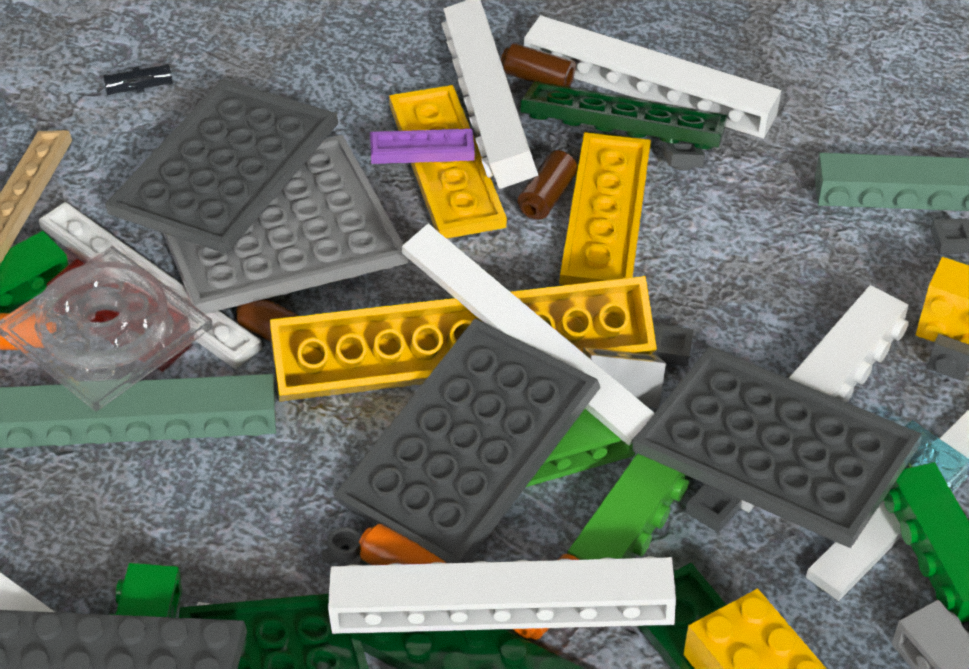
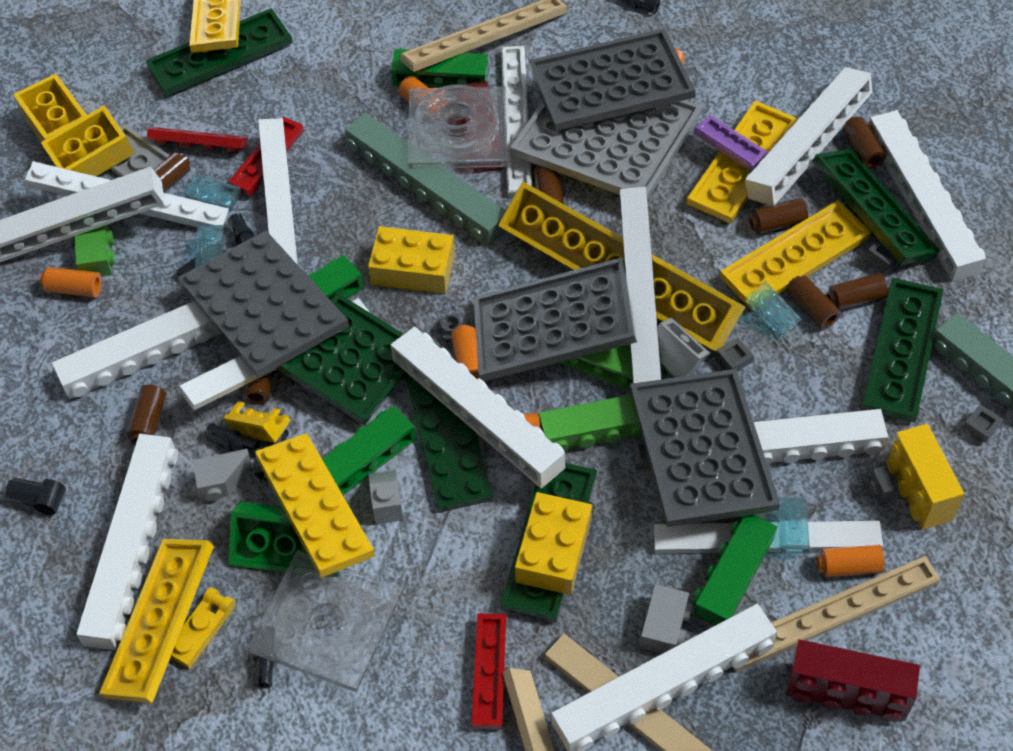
camera: 50 degrees right, 10 degrees up
(214, 509) = (412, 260): none -> yellow brick
(661, 273) = (773, 309): none -> clear light blue plate
(678, 239) = (813, 301): none -> reddish brown brick
(705, 202) = (858, 291): none -> reddish brown brick
(808, 224) = (903, 349): none -> dark green plate

